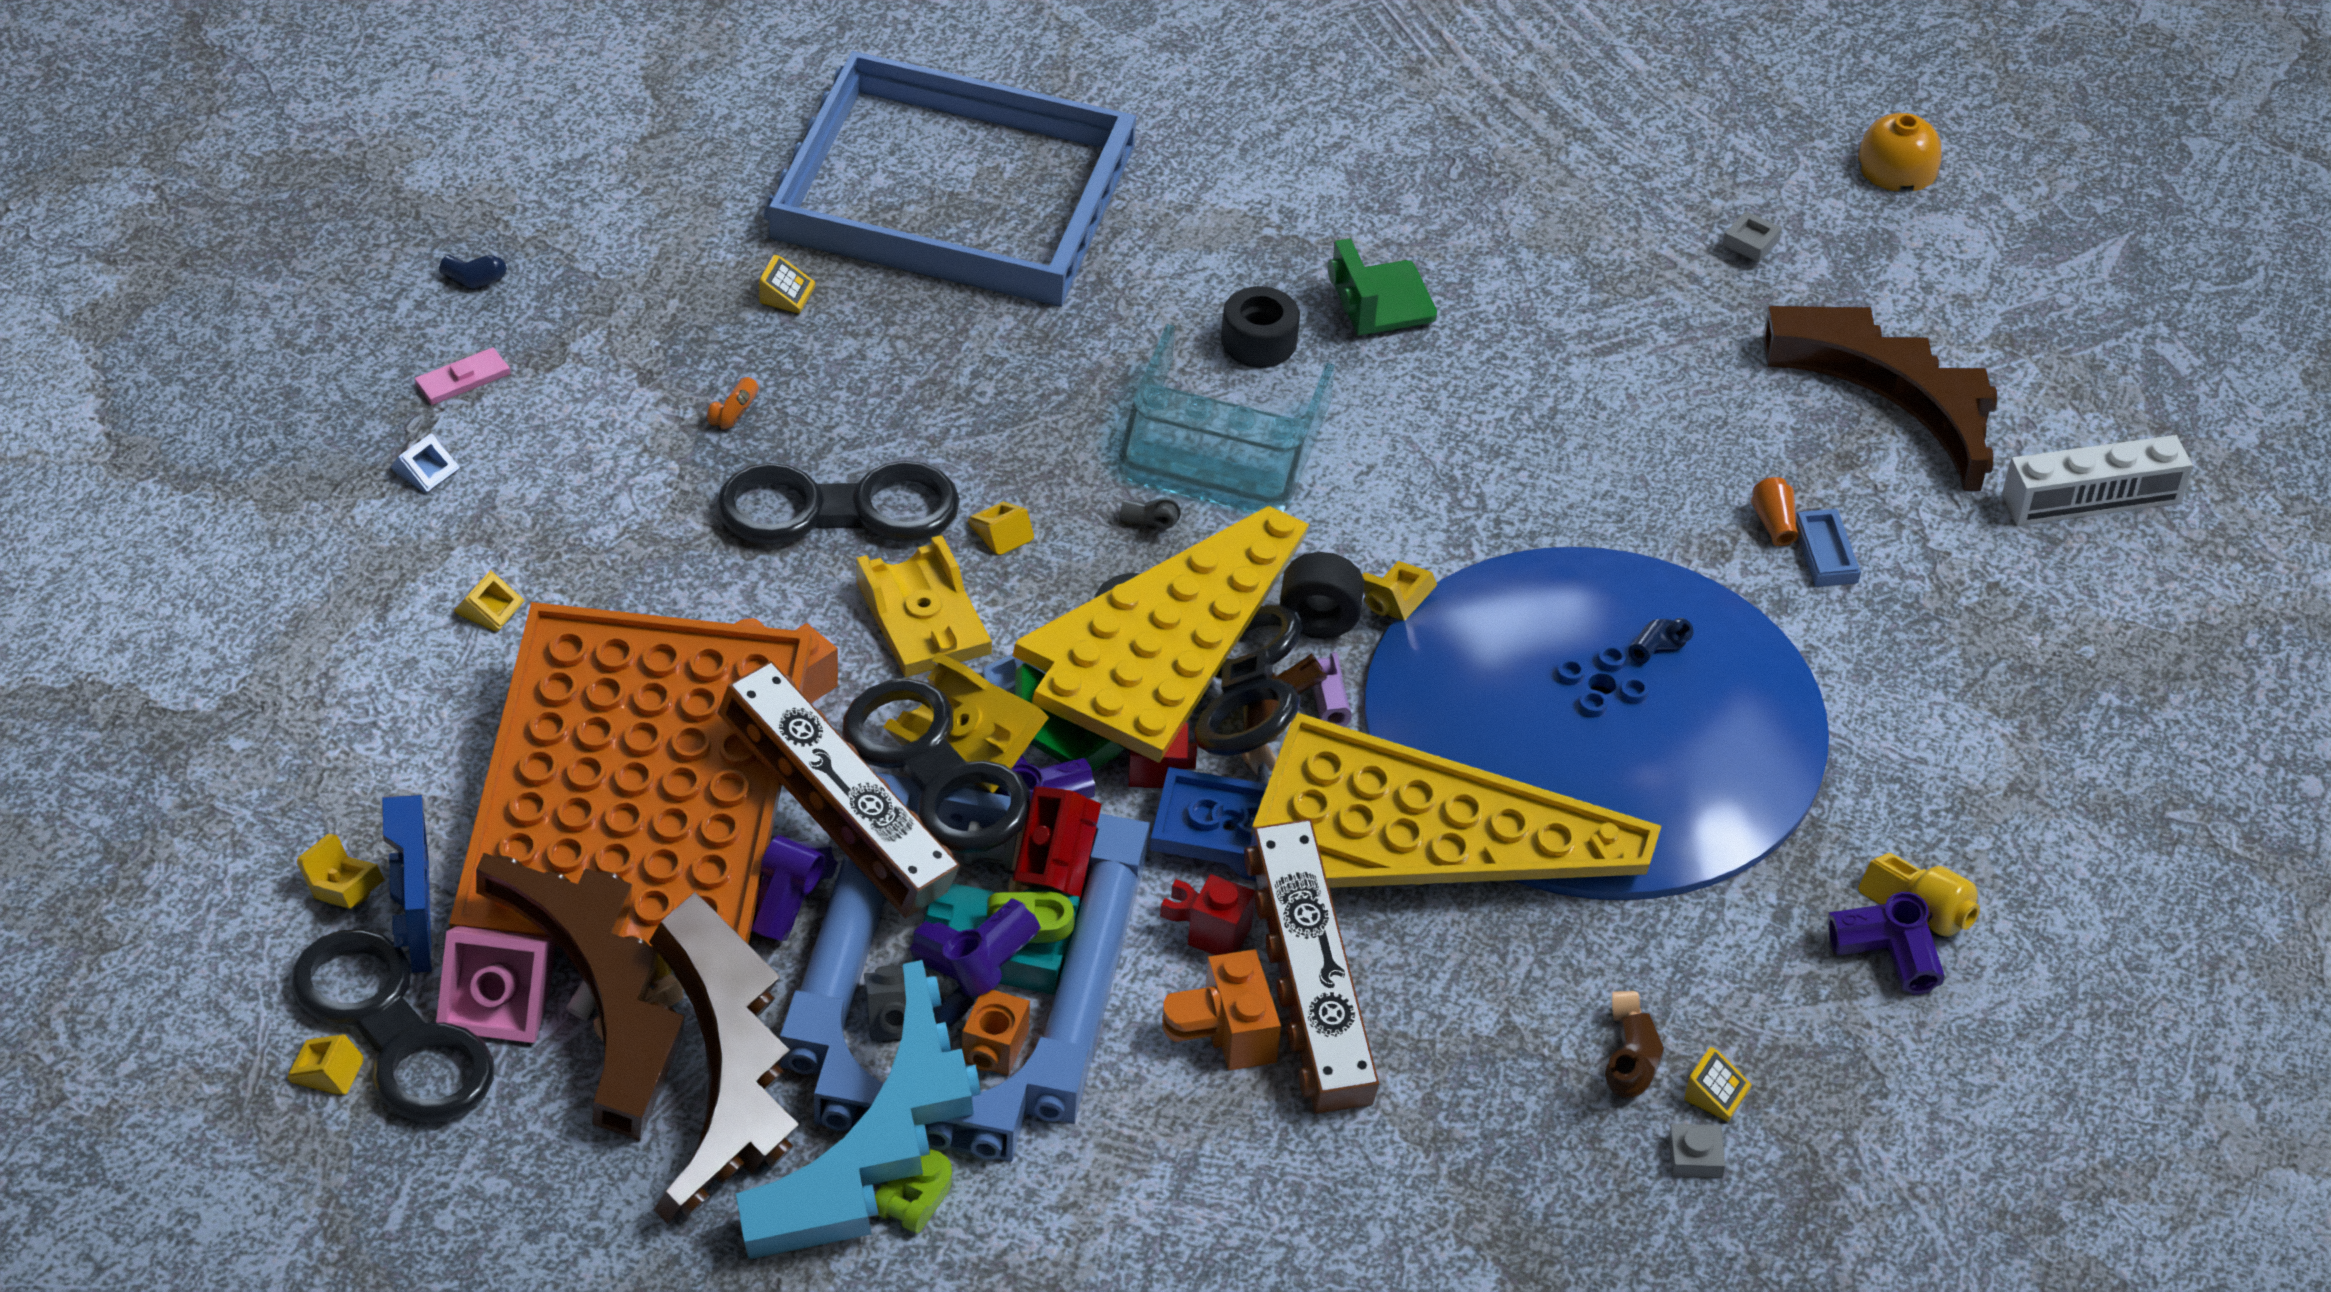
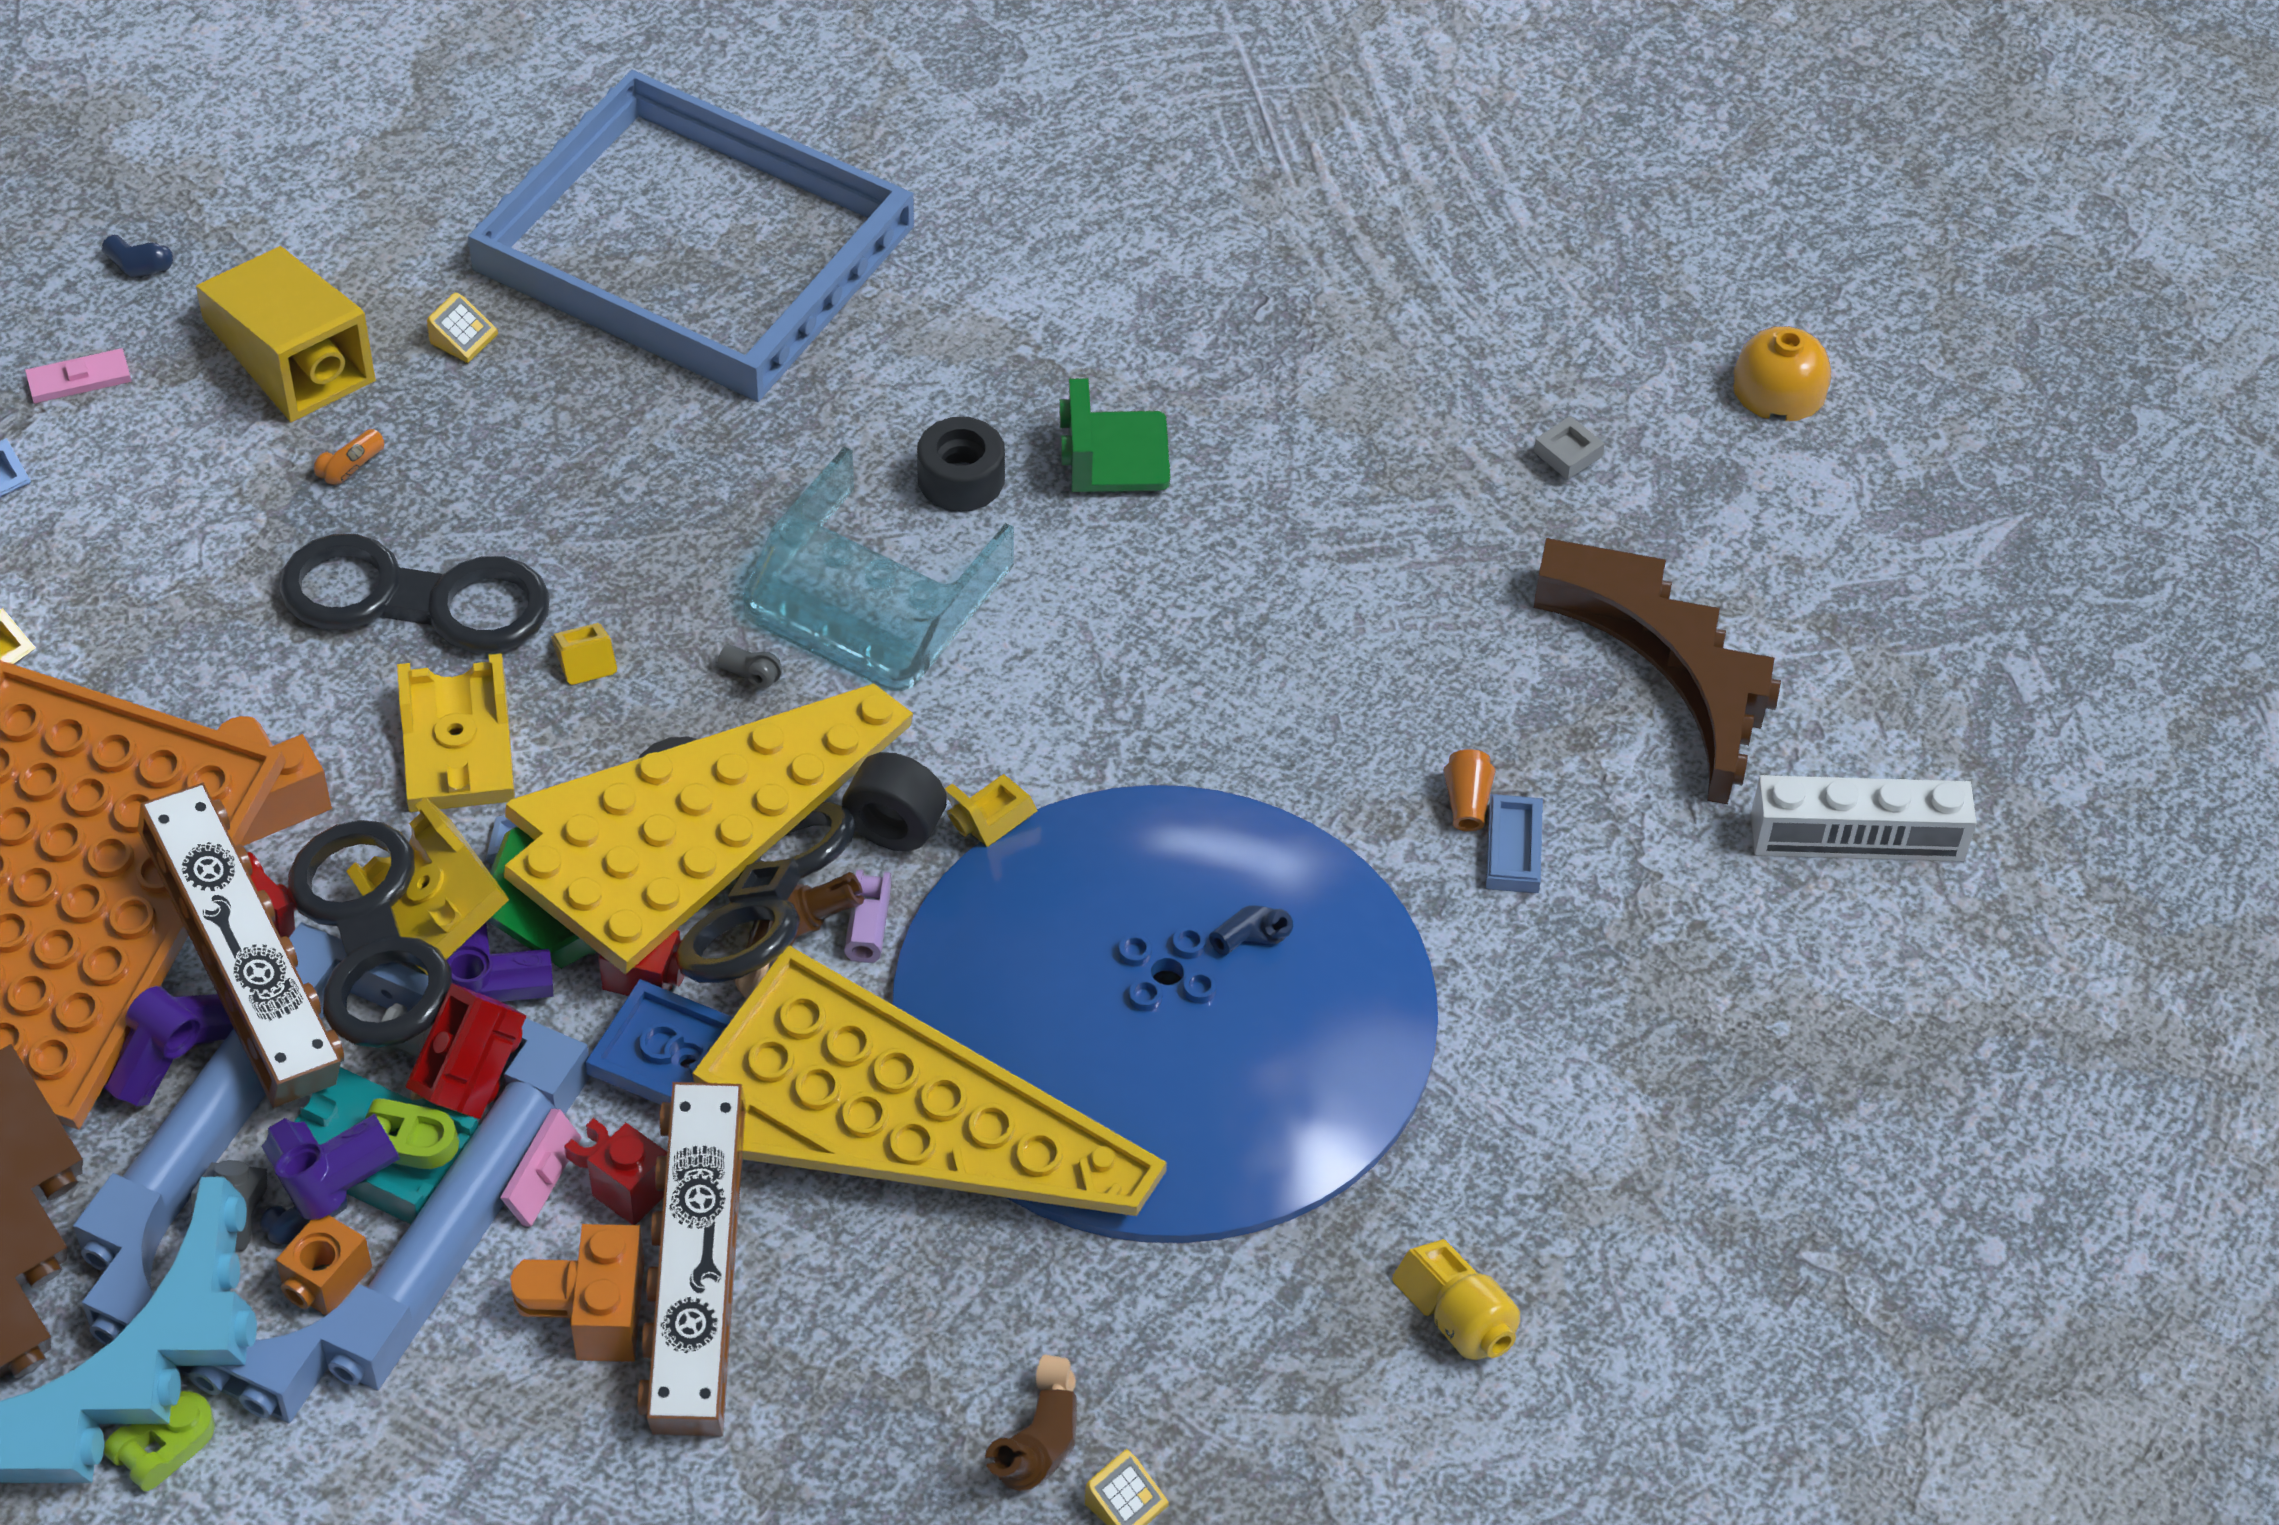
camera: 15 degrees right, 5 degrees up
(642, 307) = (289, 331): none -> yellow slope
(1142, 927) = (540, 1168): none -> bright pink piece
(1882, 928) = (1418, 1365): dark purple piece -> none

